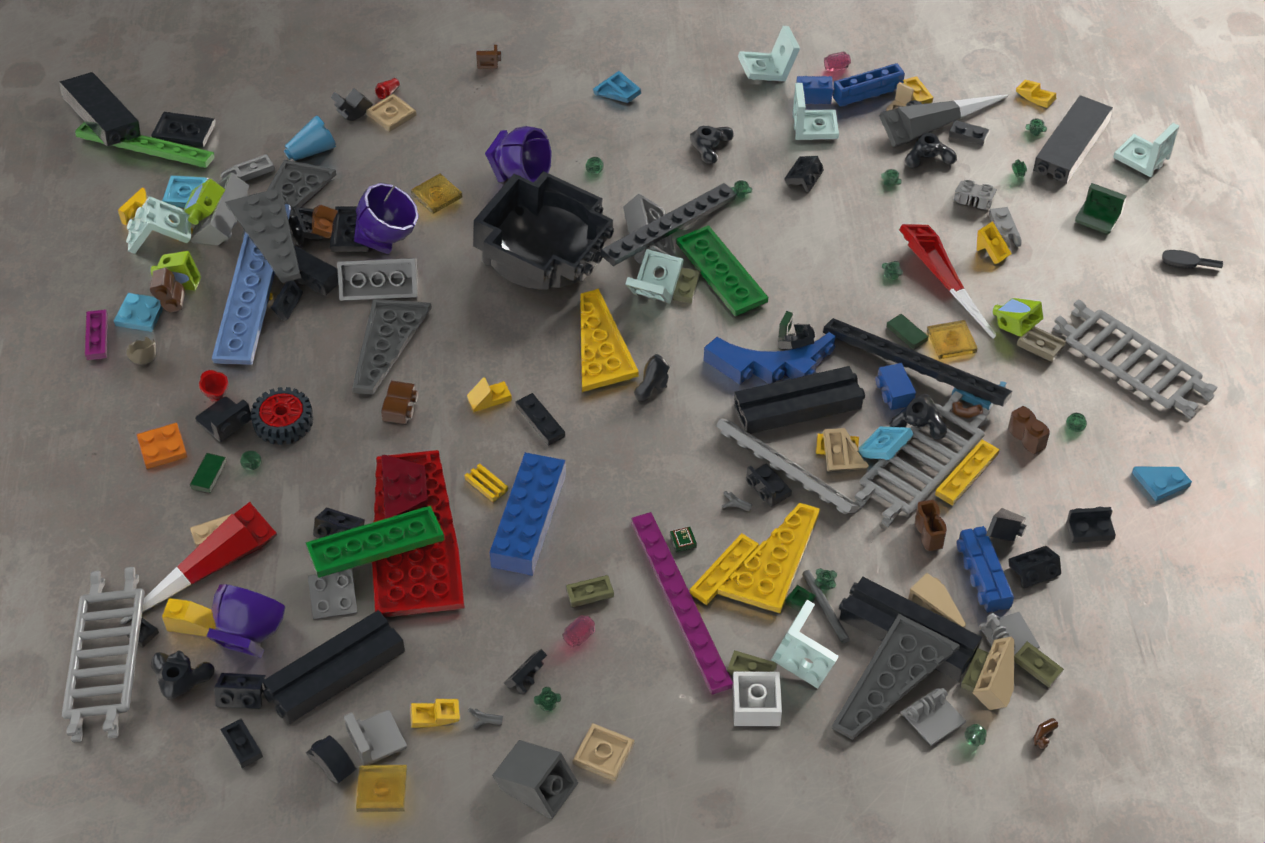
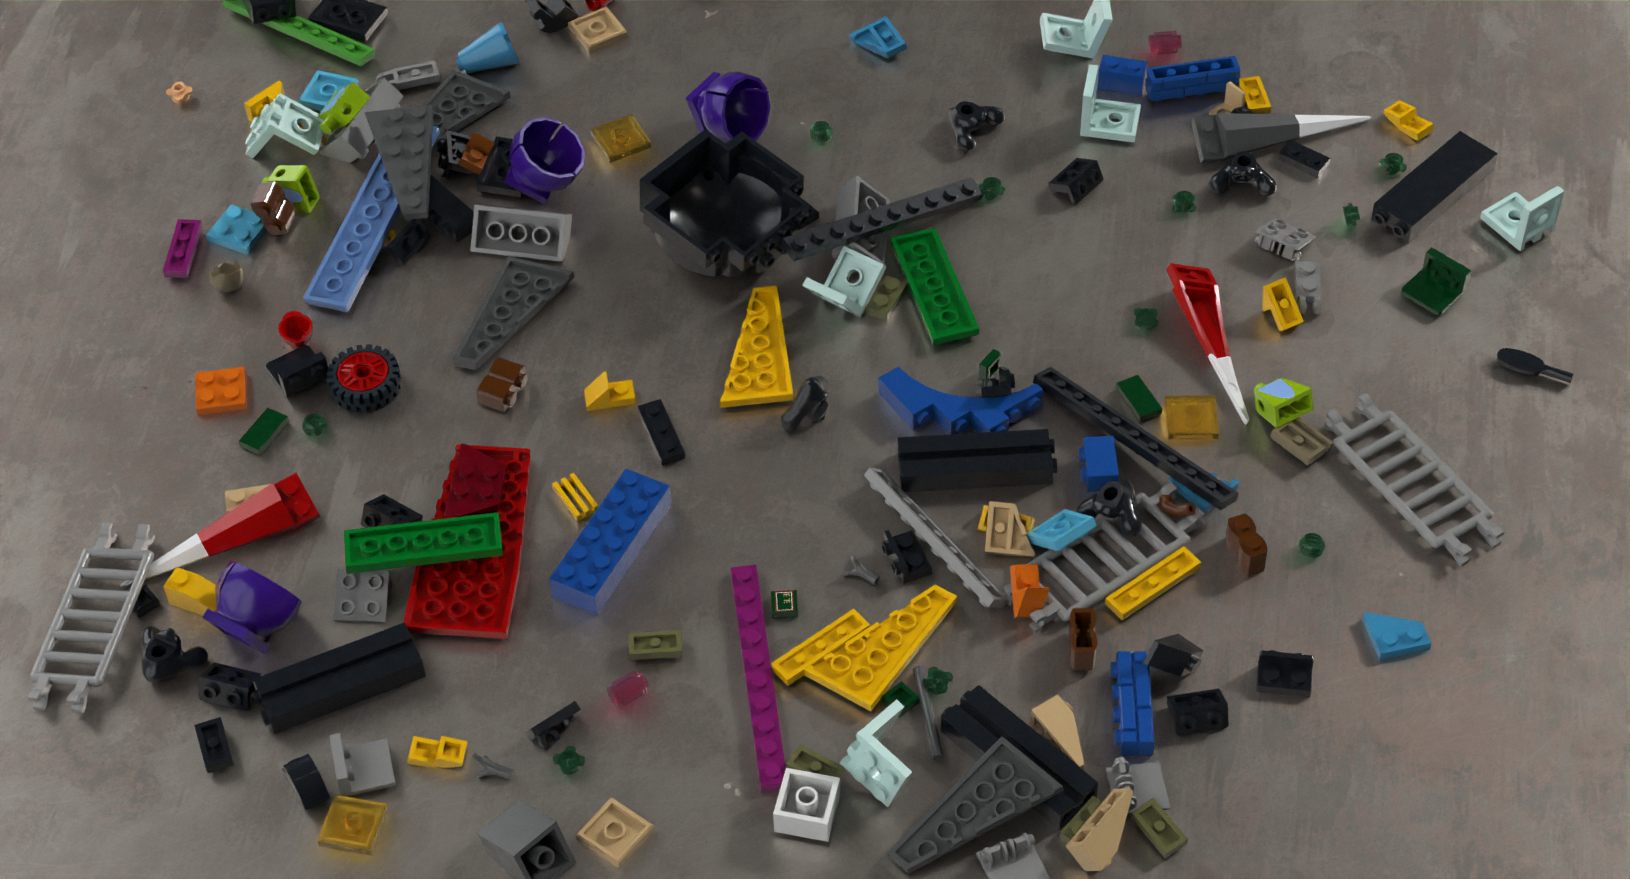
camera: 15 degrees right, 0 degrees up
(57, 210) = (179, 92): none -> light nougat plate
(874, 496) = (1026, 590): none -> orange slope

